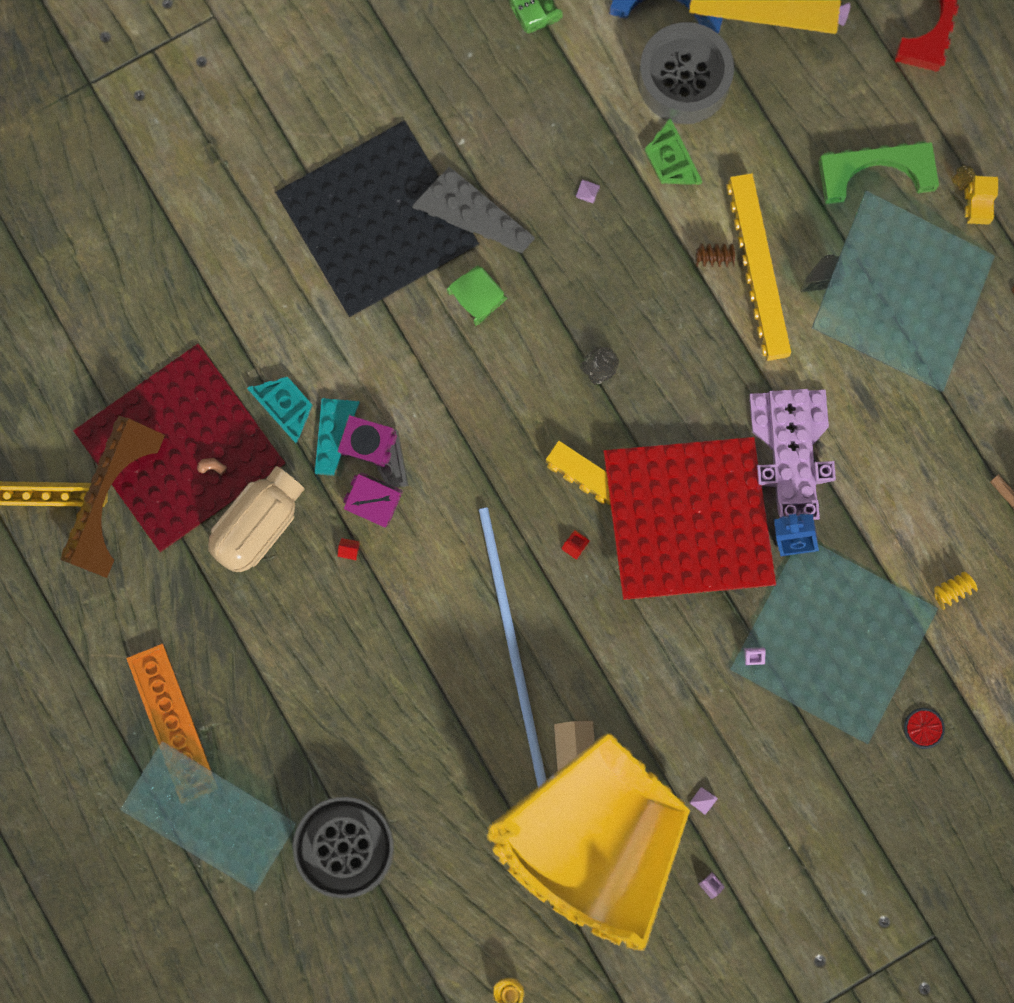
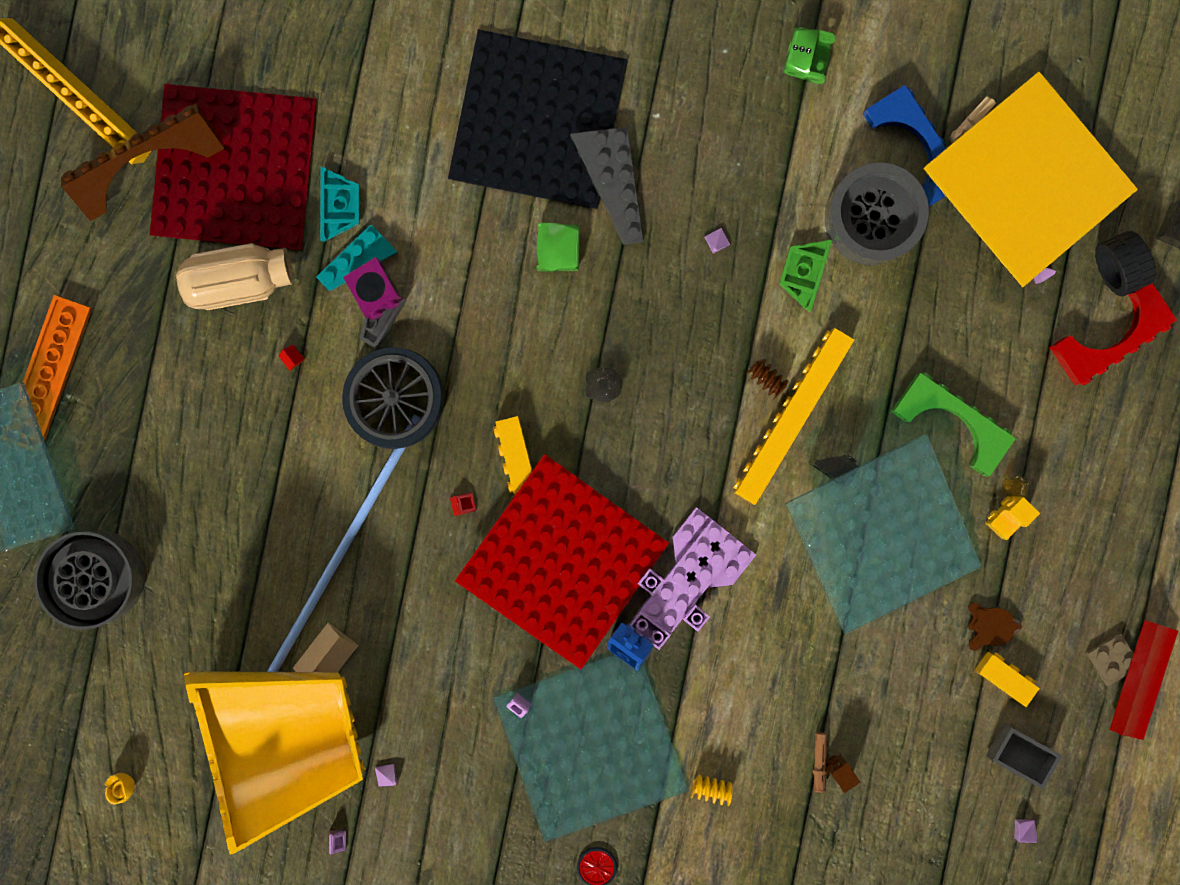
camera: 40 degrees right, 10 degrees up
(211, 463) = (242, 201): nougat arm -> none
(372, 499) = (339, 336): magenta brick -> none
(453, 509) = (393, 398): none -> wheel

